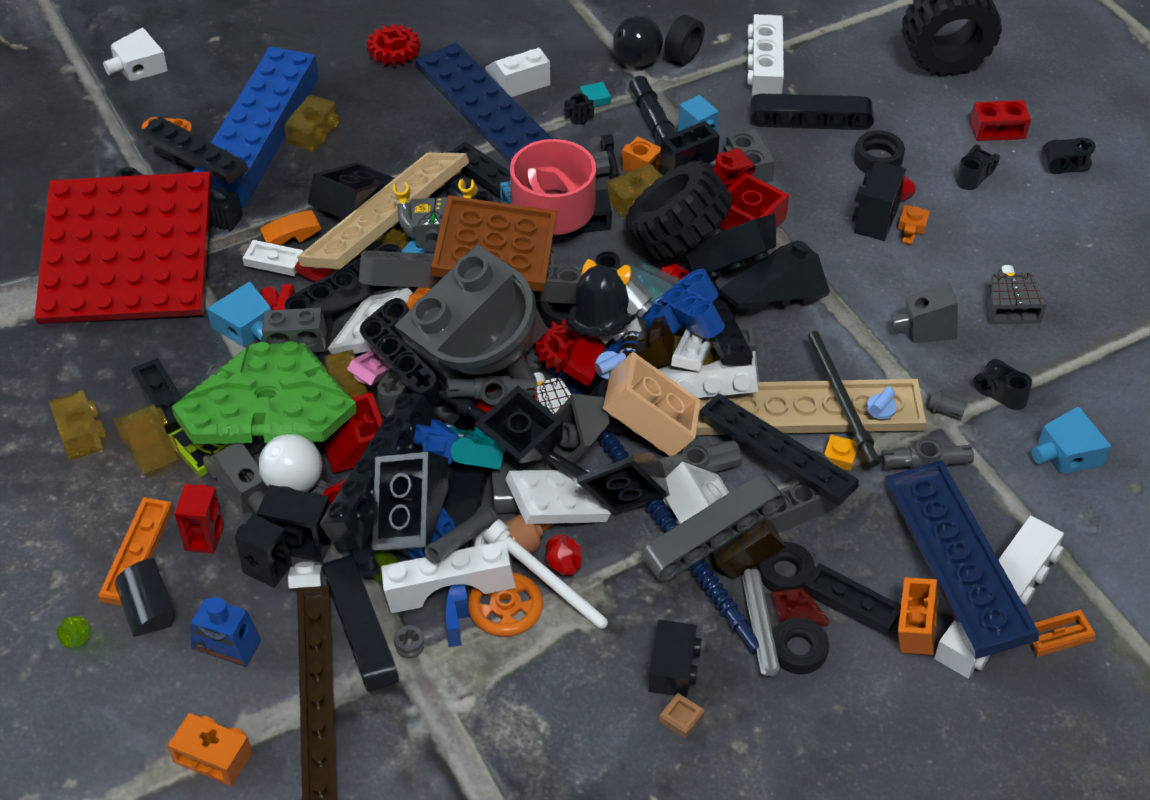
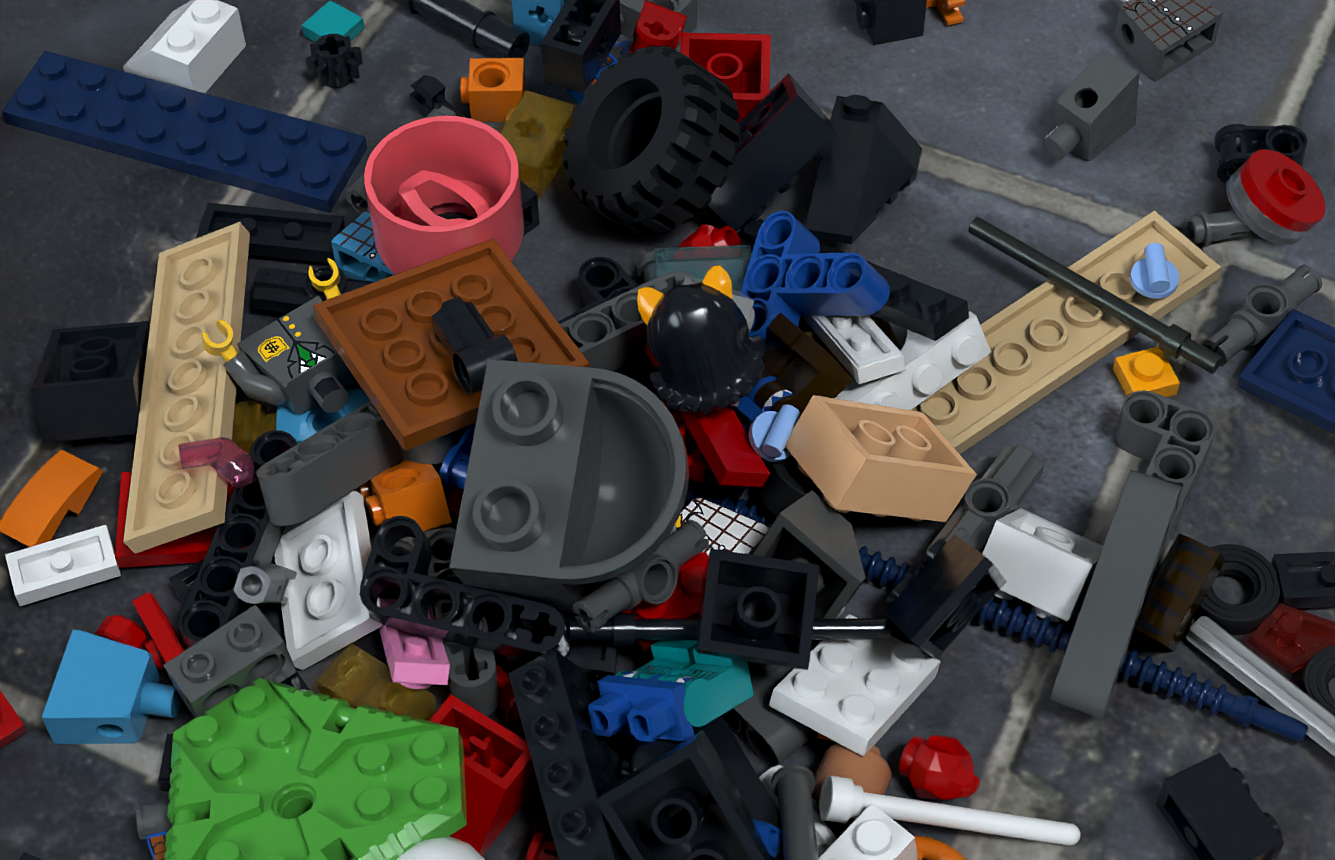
camera: 35 degrees left, 5 degrees up
(336, 304) = (263, 584): none -> flat silver bar
(358, 237) = (222, 456): none -> clear pink arm
(496, 238) = (469, 342): none -> black piece
(779, 449) = (1094, 420): black plate -> none
(987, 405) = (1275, 197): none -> red piece

